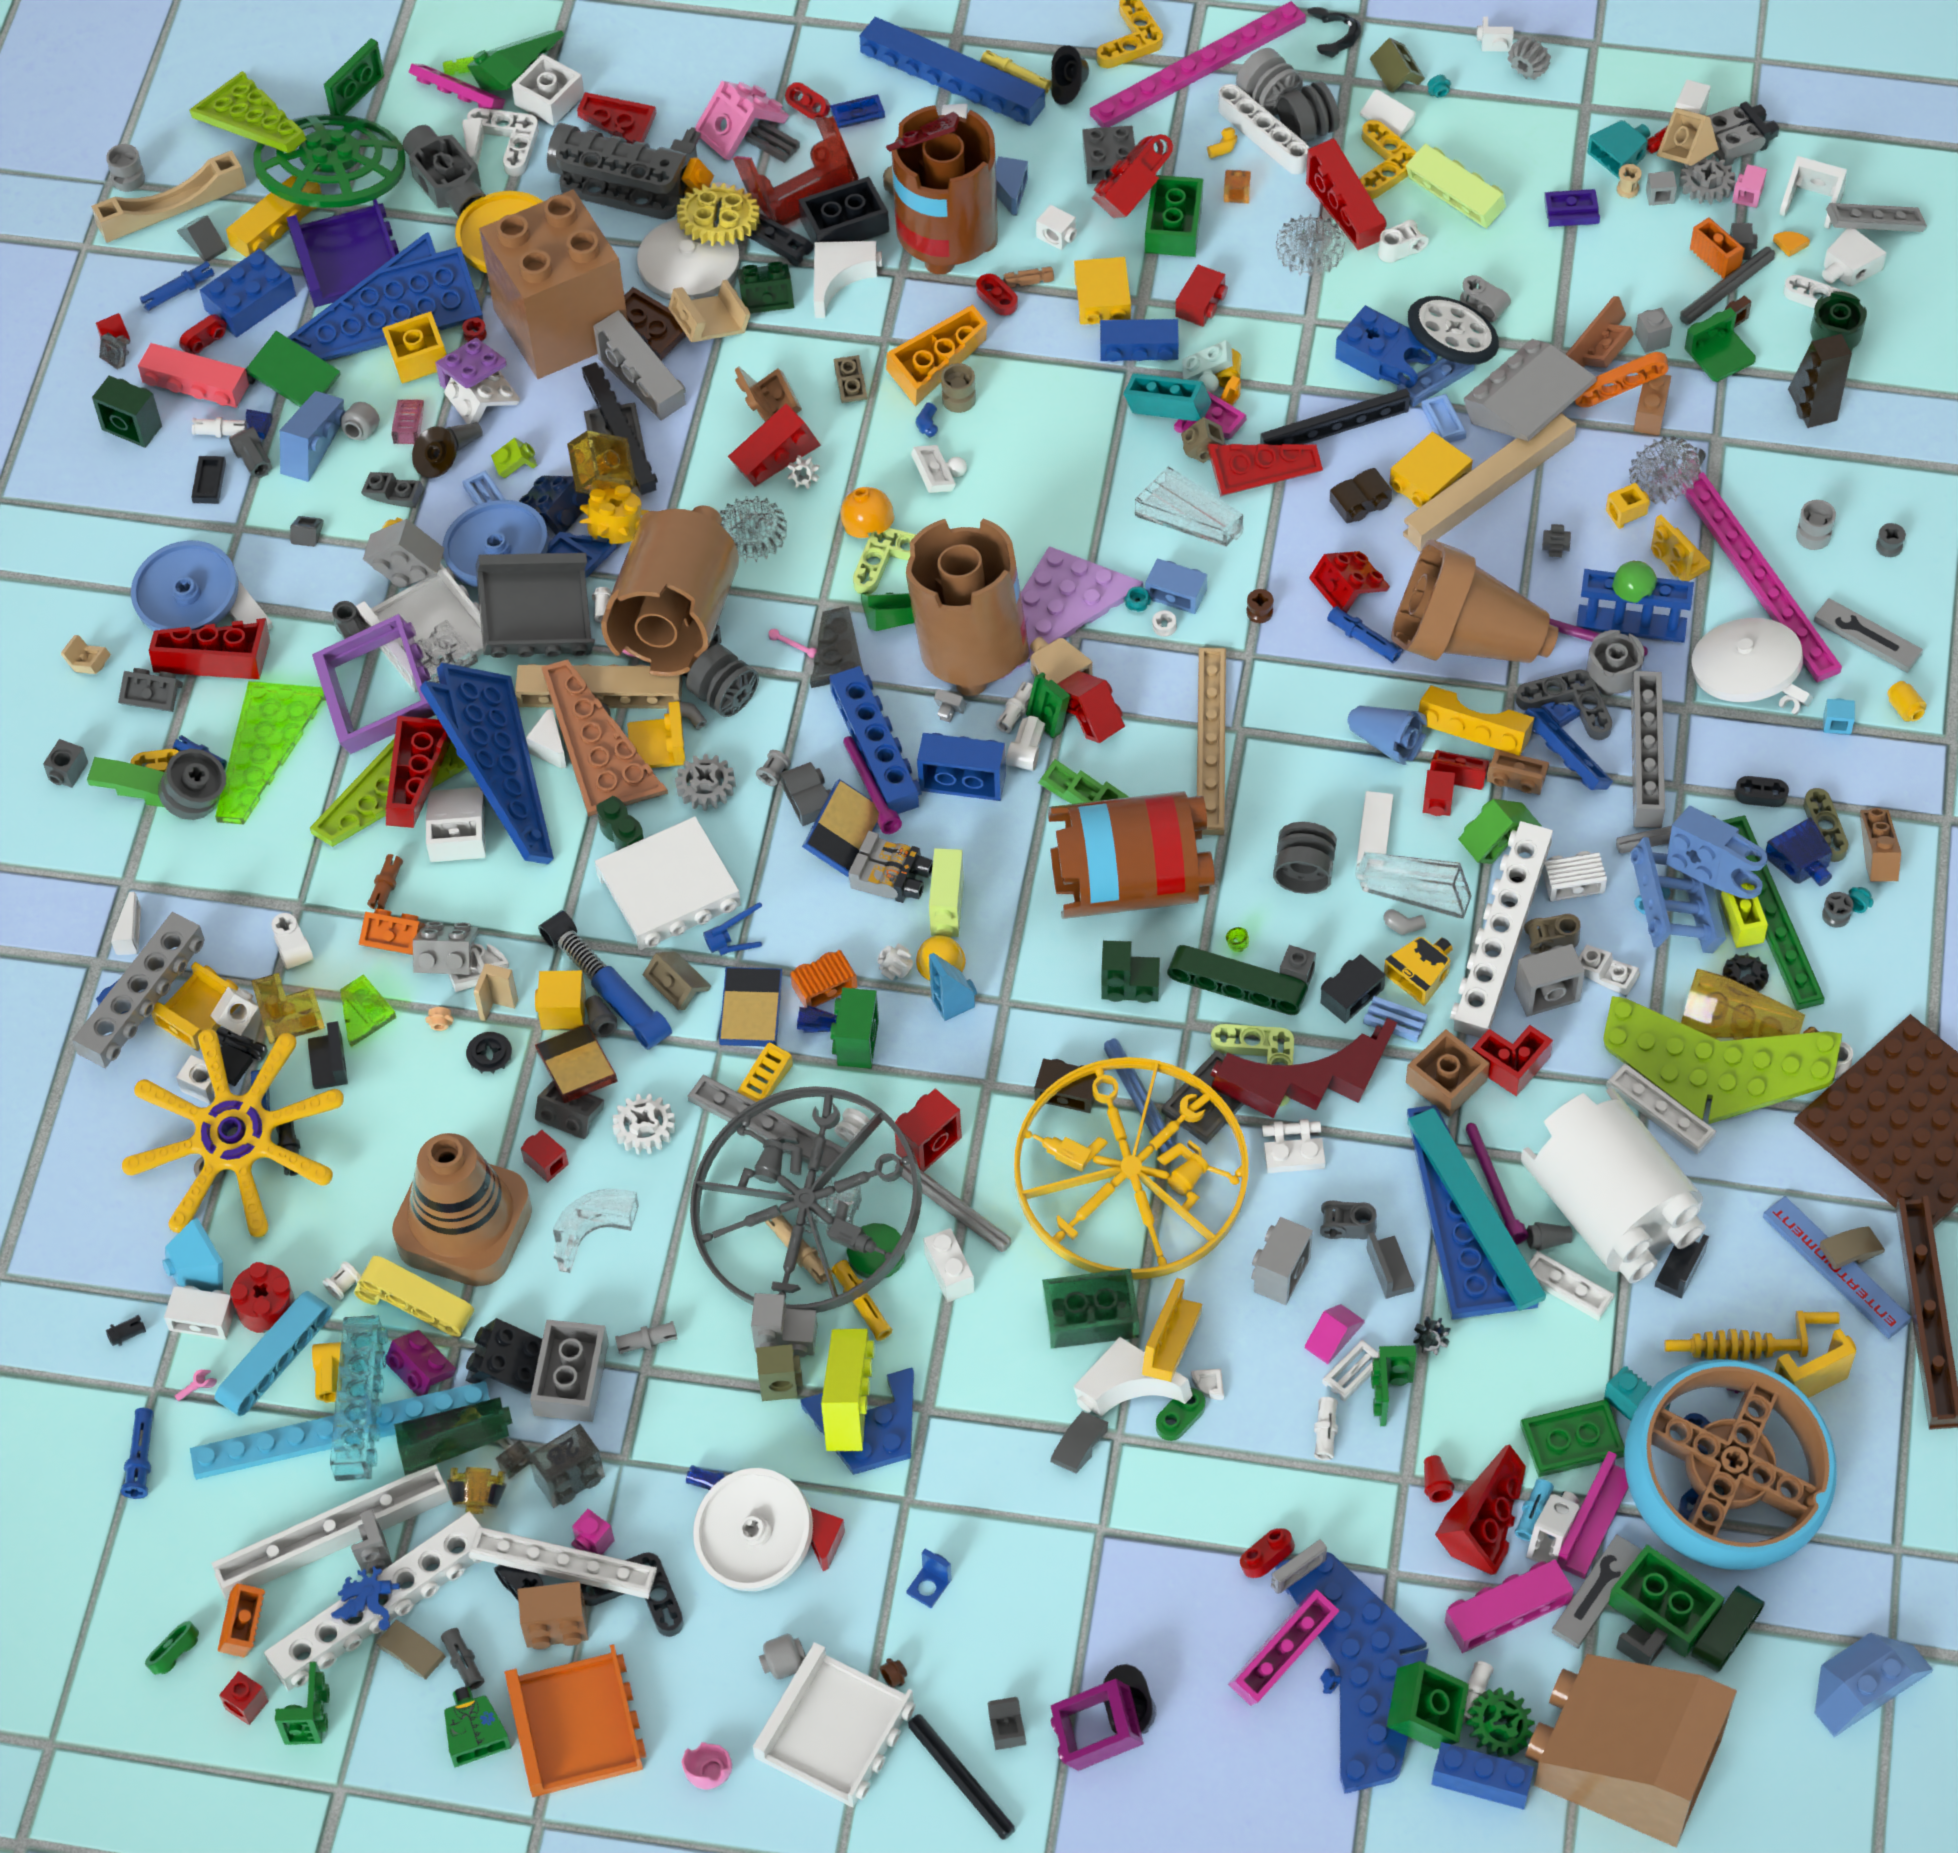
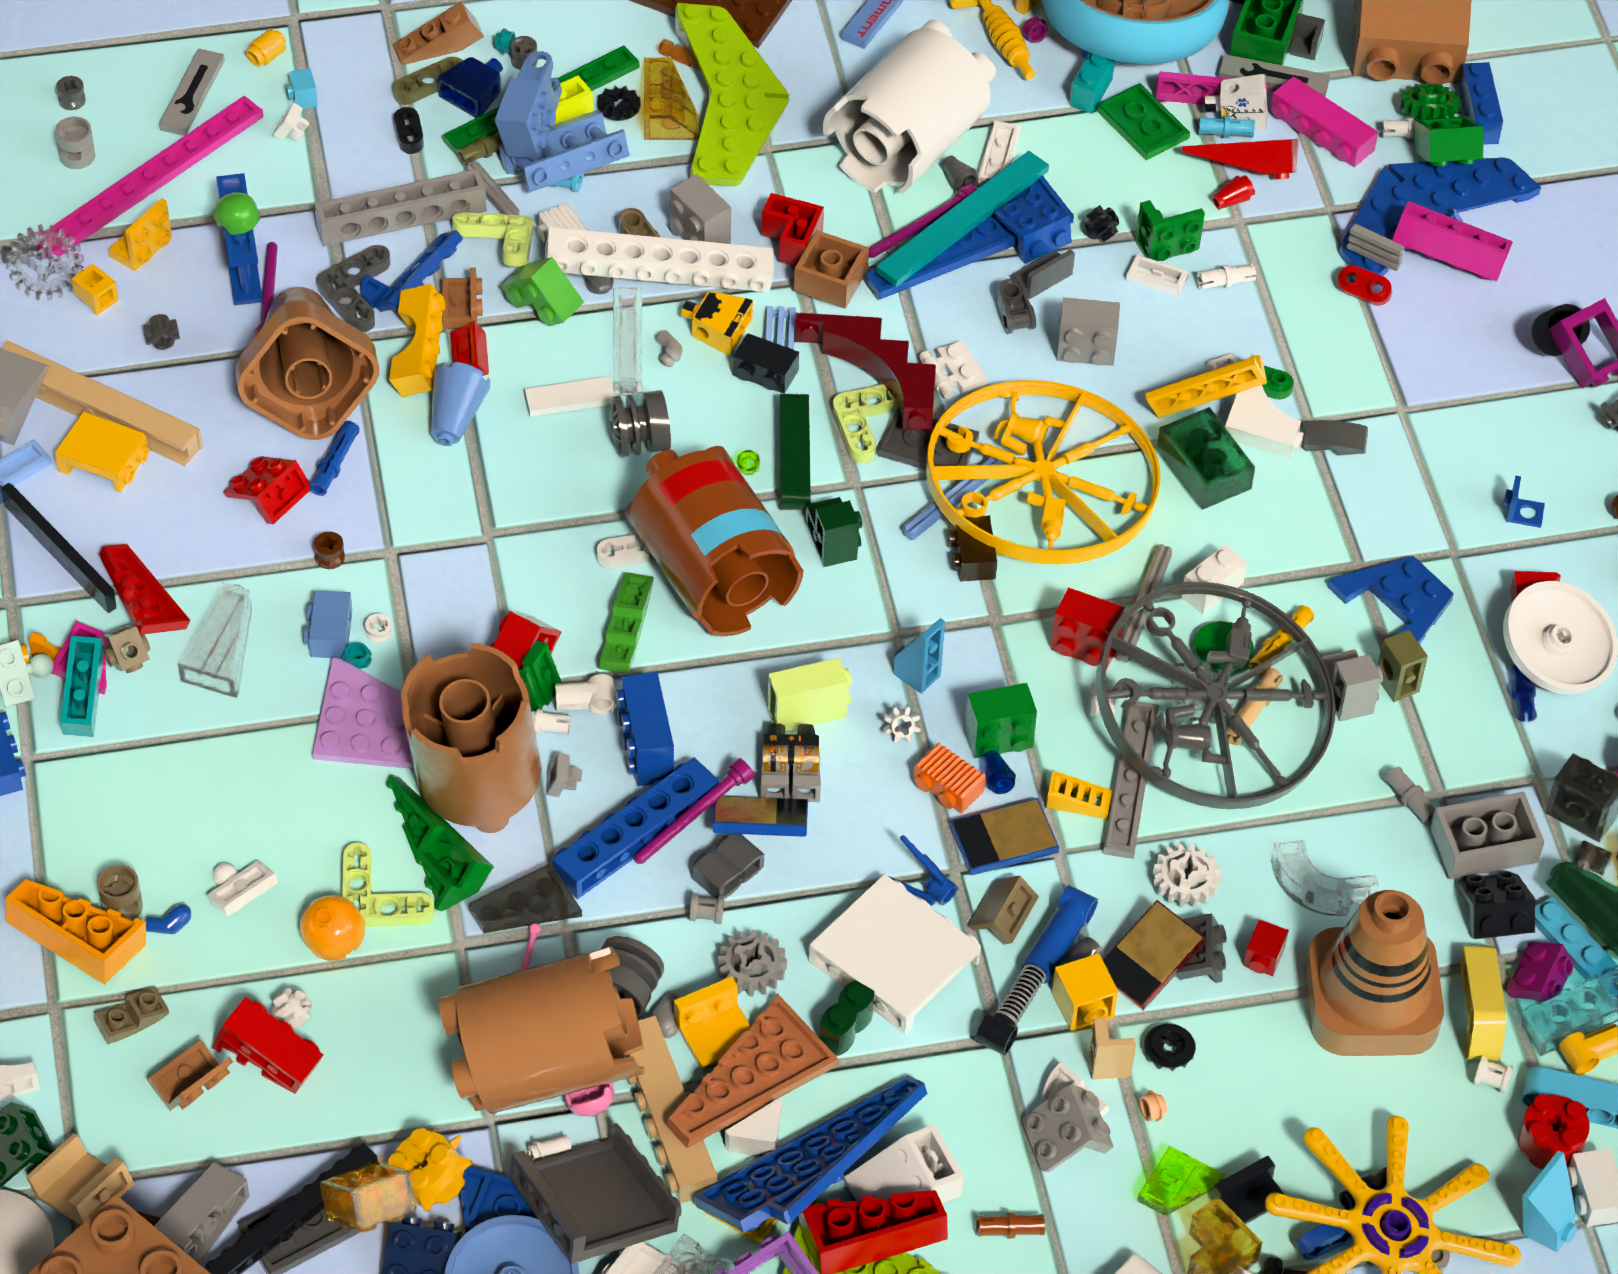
camera: 115 degrees left, 5 degrees down
(389, 932) = (1069, 1192): orange bracket -> none
(755, 527) = (390, 1023): clear gear -> none
(847, 1389) = (1386, 604): neon yellow wedge -> none
(943, 947) = (875, 693): yellow helmet -> none
(1212, 736) = (510, 551): tan tile -> none
(1298, 963) = (764, 407): dark grey brick -> none
(1333, 1332) = (1131, 291): dark pink slope -> none
(1361, 495) = (153, 501): dark brown brick -> none
(1438, 793) = (512, 353): red brick -> none
(1449, 1270) = (1037, 223): none -> blue bracket
(1589, 832) = (514, 229): none -> yellowish green beam
(1608, 972) = (657, 194): white slope -> none
(1613, 661) = (303, 252): light grey brick -> none
(1661, 1109) = (788, 132): white tile -> none
(1747, 659) = (271, 150): white dish -> none

